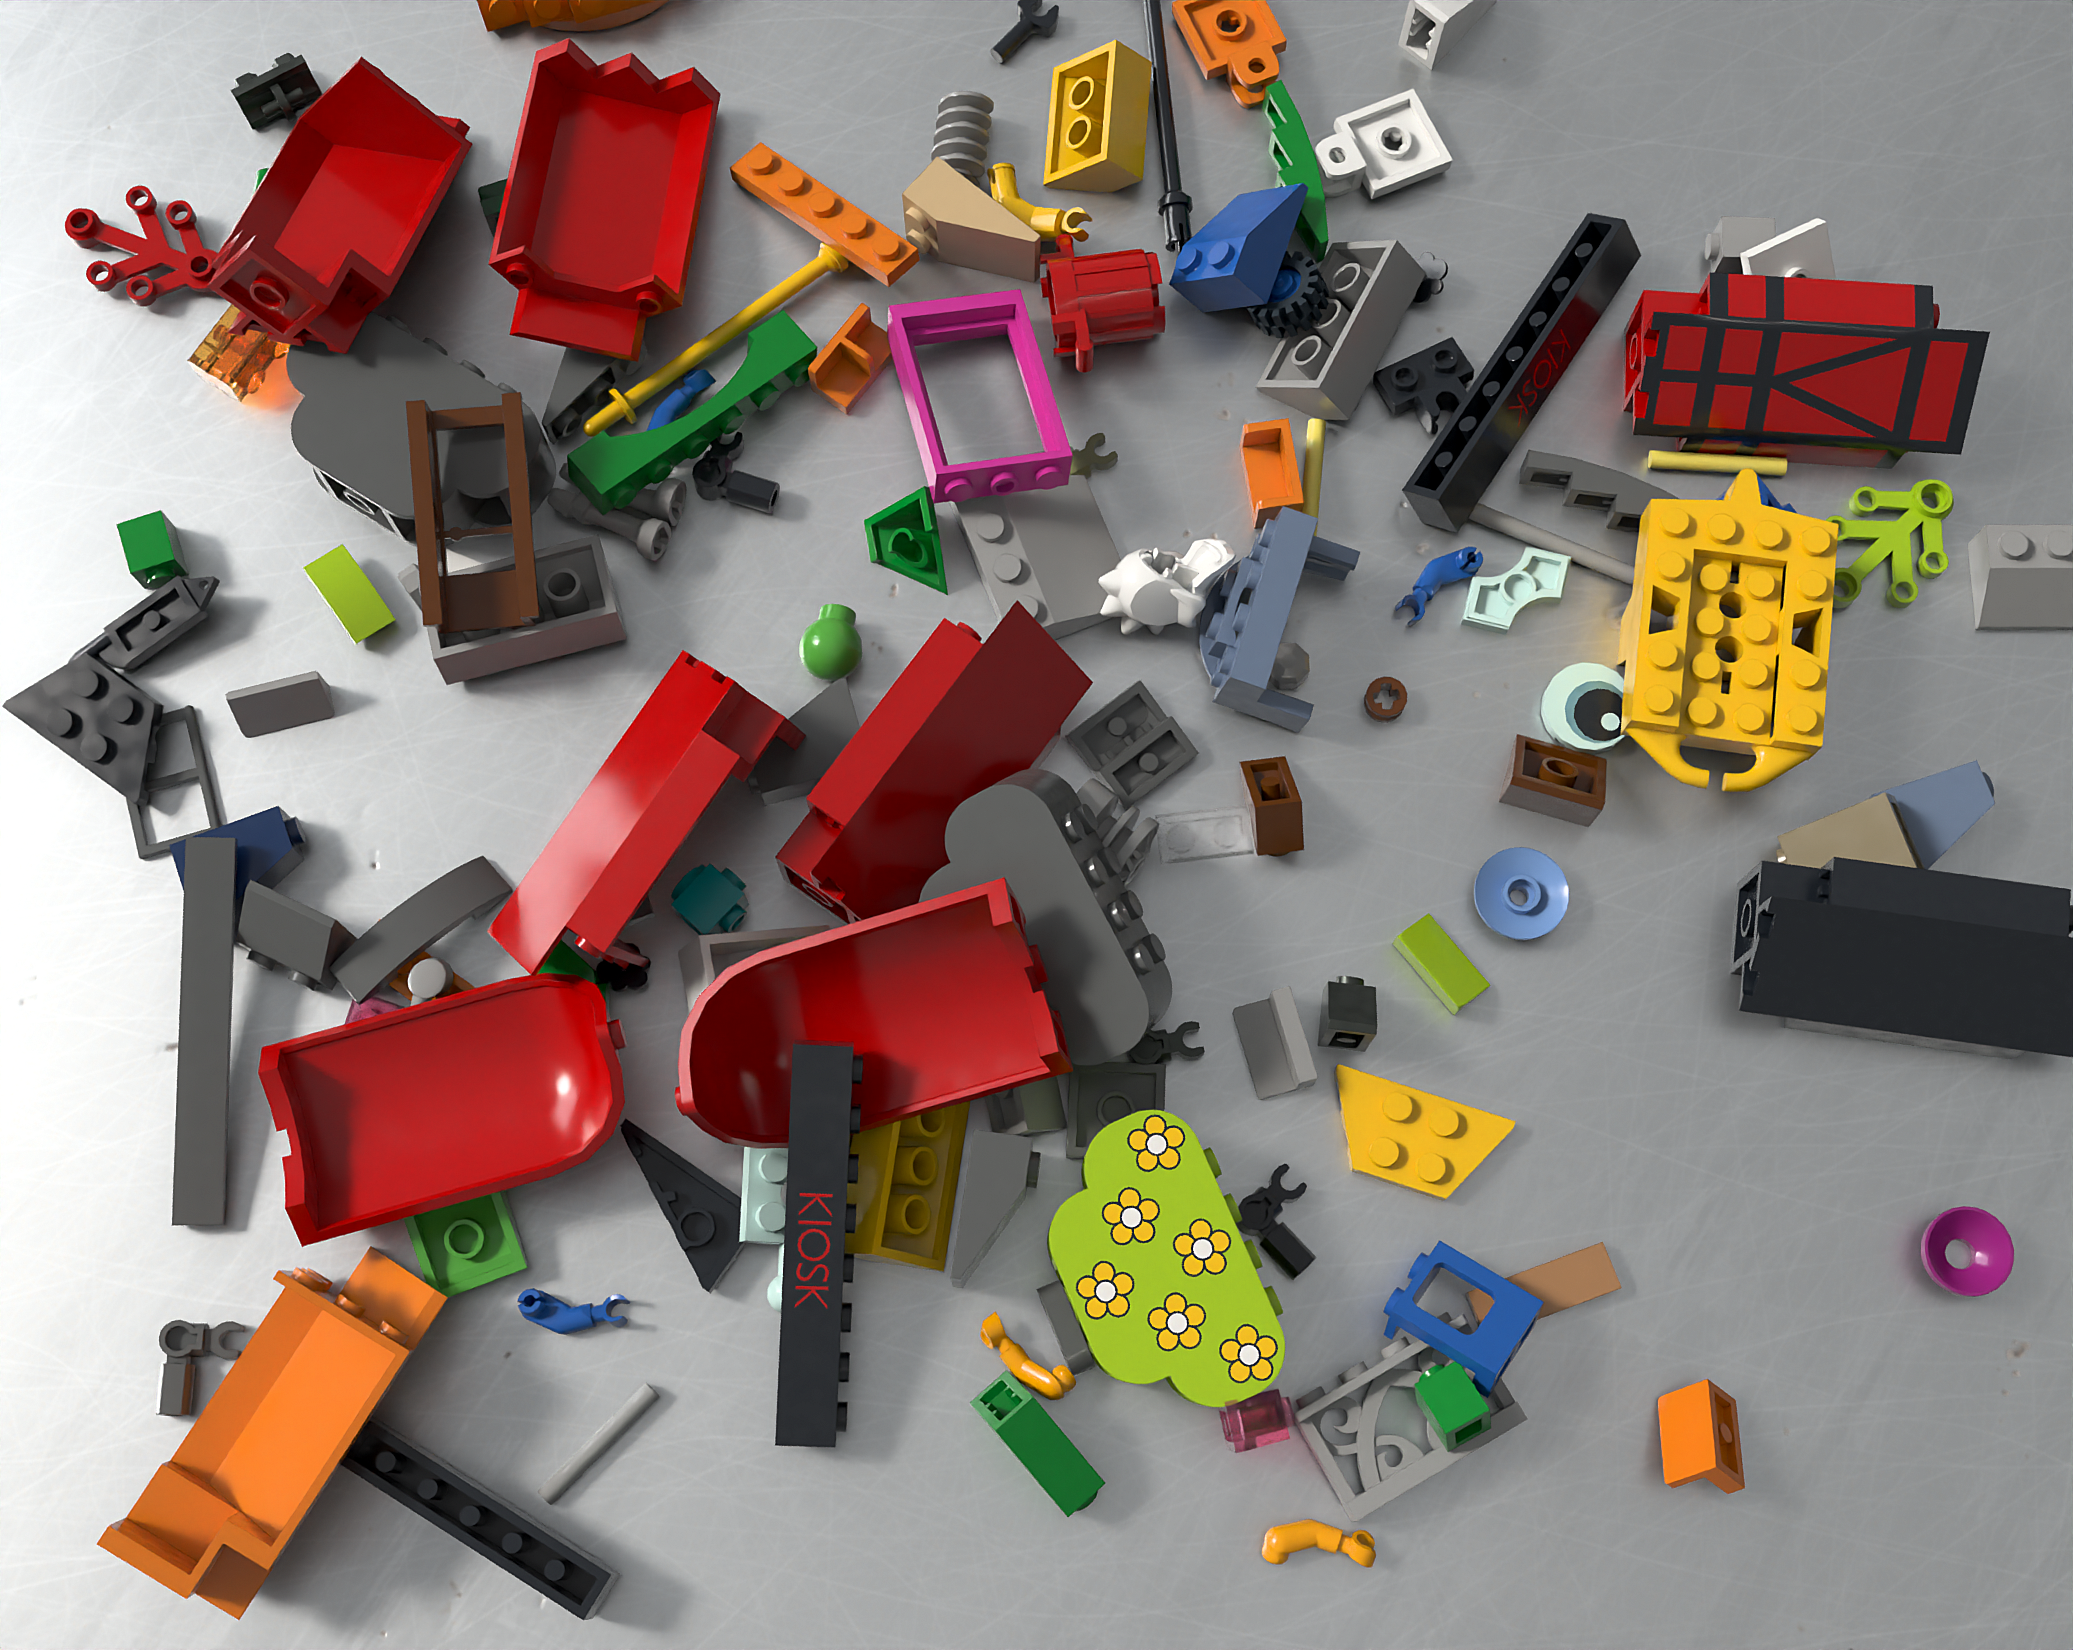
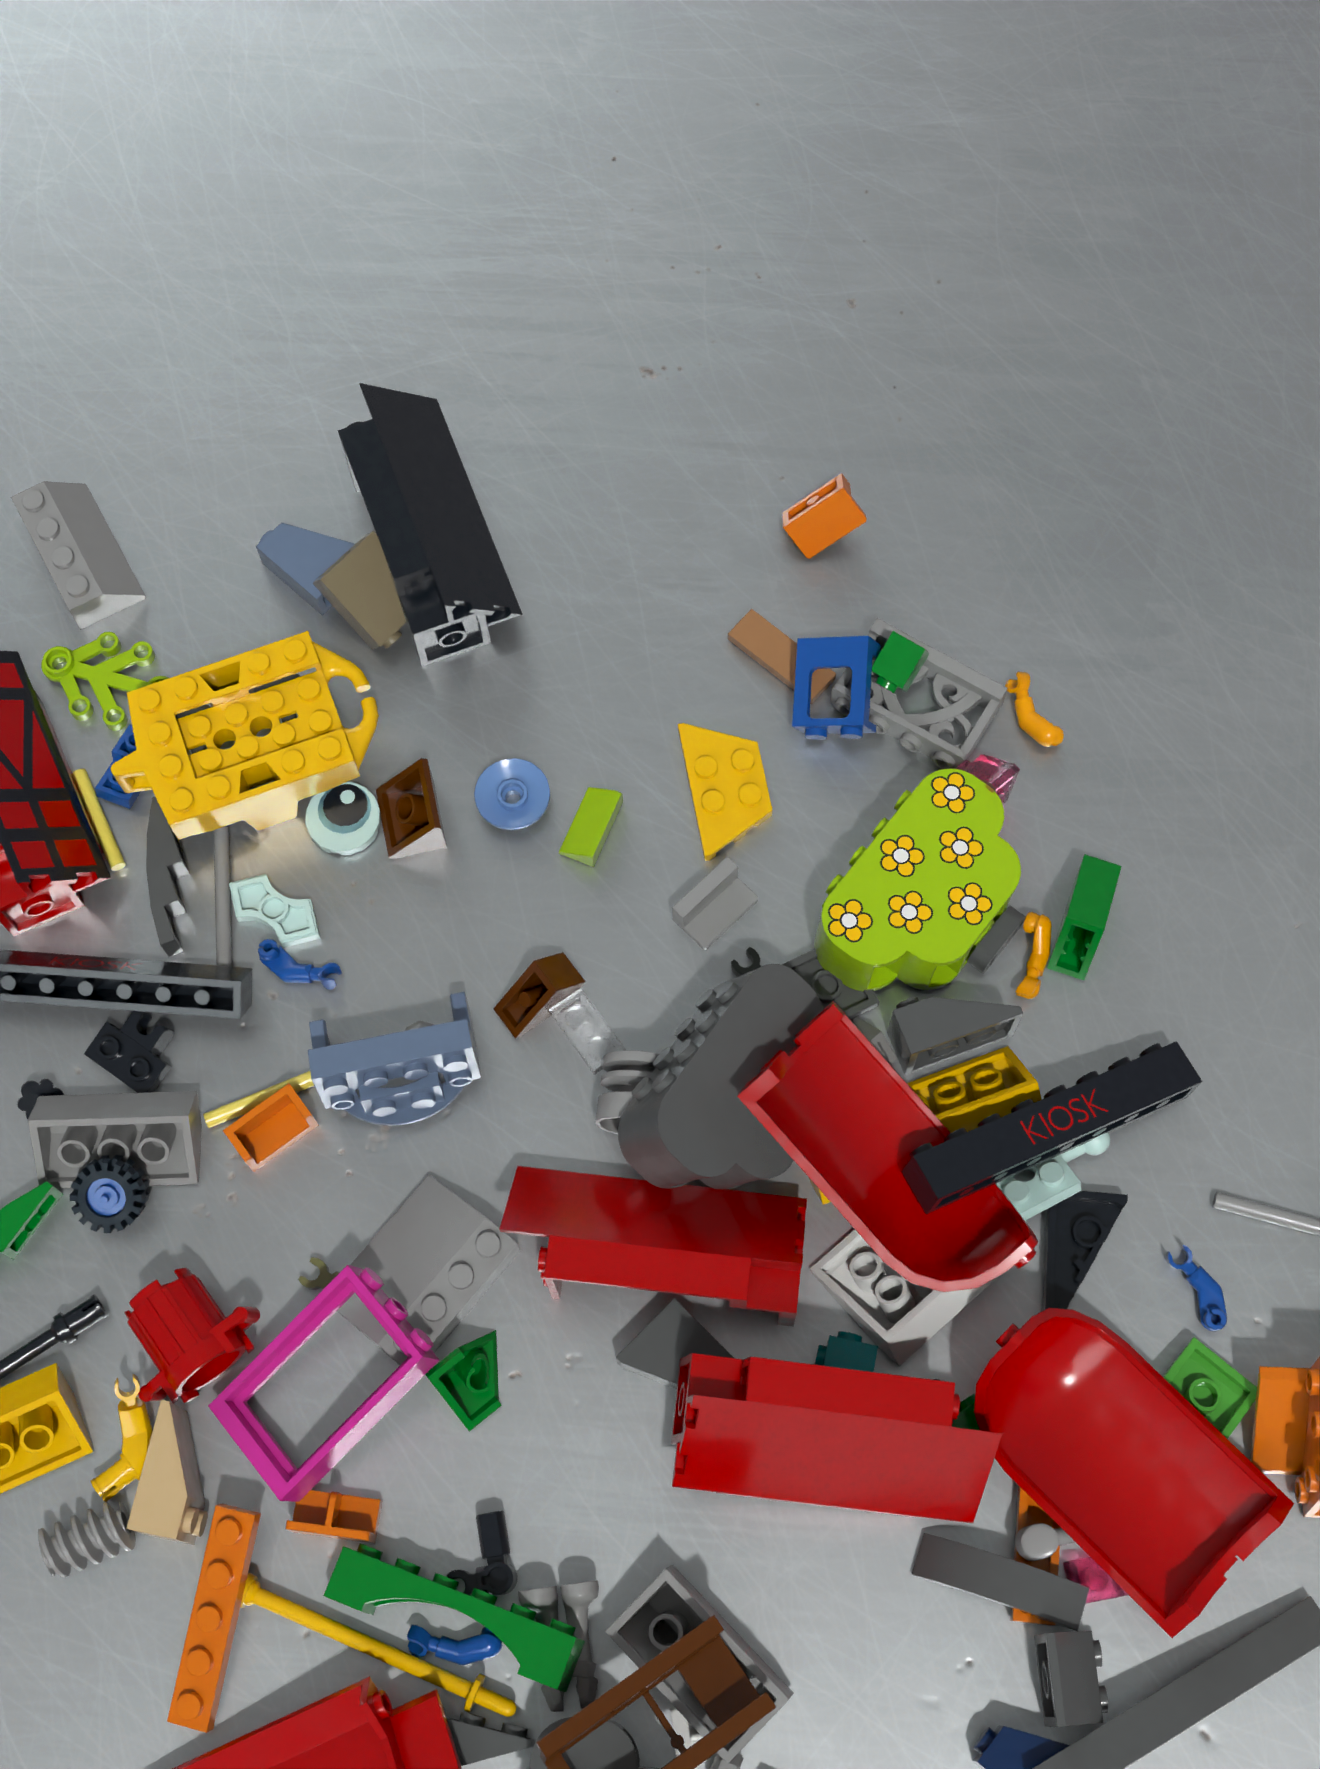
camera: 115 degrees left, 5 degrees down
(831, 644) = (591, 1391): bright green piece -> none
(1131, 744) = (545, 1121): dark grey slope -> none
(1164, 586) = (407, 1150): white head -> none
(1239, 250) = (83, 1247): blue slope -> none
(1277, 1239) = (850, 836): black bar -> none
(1348, 1014) = (668, 861): pearl dark grey slope -> none
(1395, 689) = (415, 948): reddish brown bush -> none
(1989, 1247) = (605, 406): magenta piece -> none

